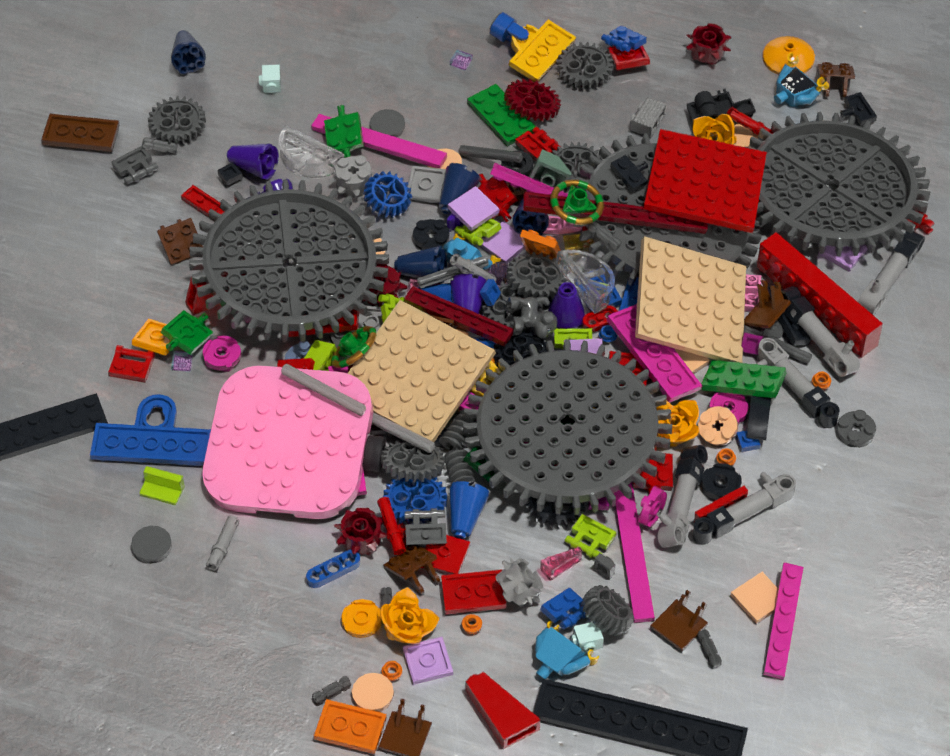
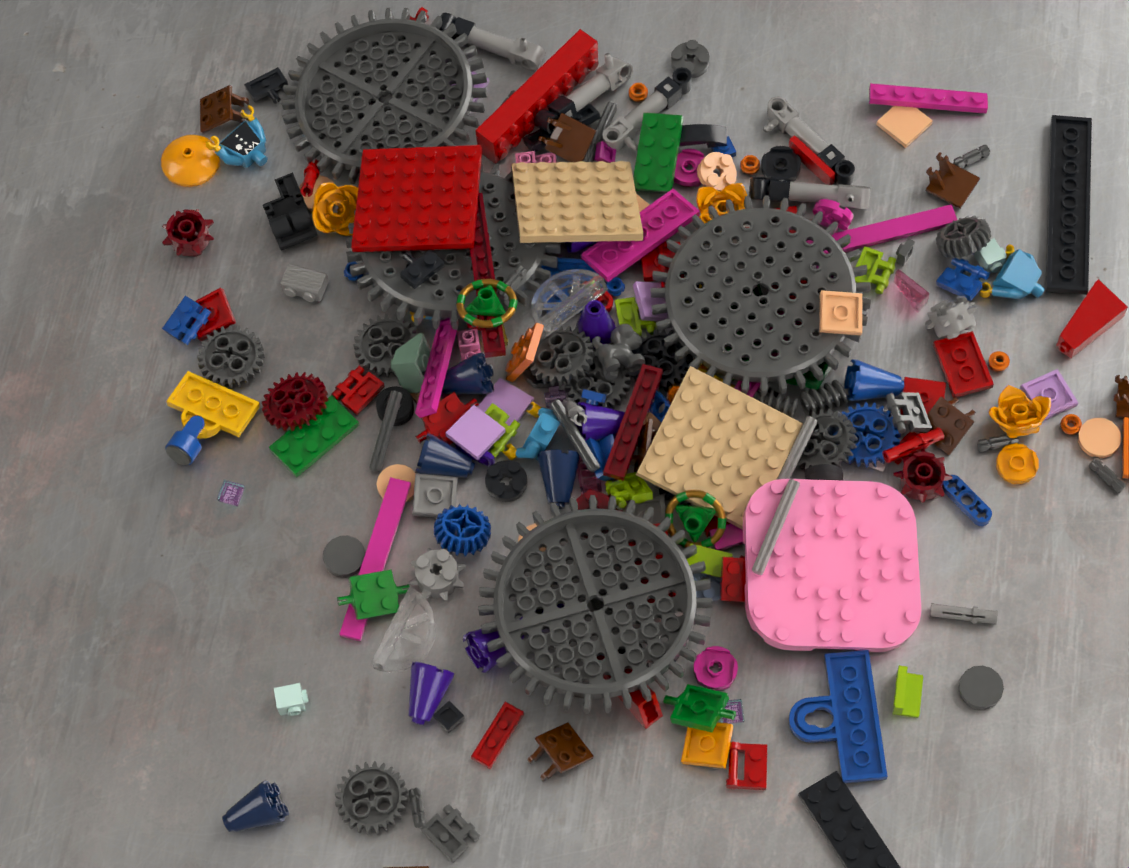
camera: 95 degrees left, 10 degrees up
(526, 472) = (840, 313): none -> light nougat tile

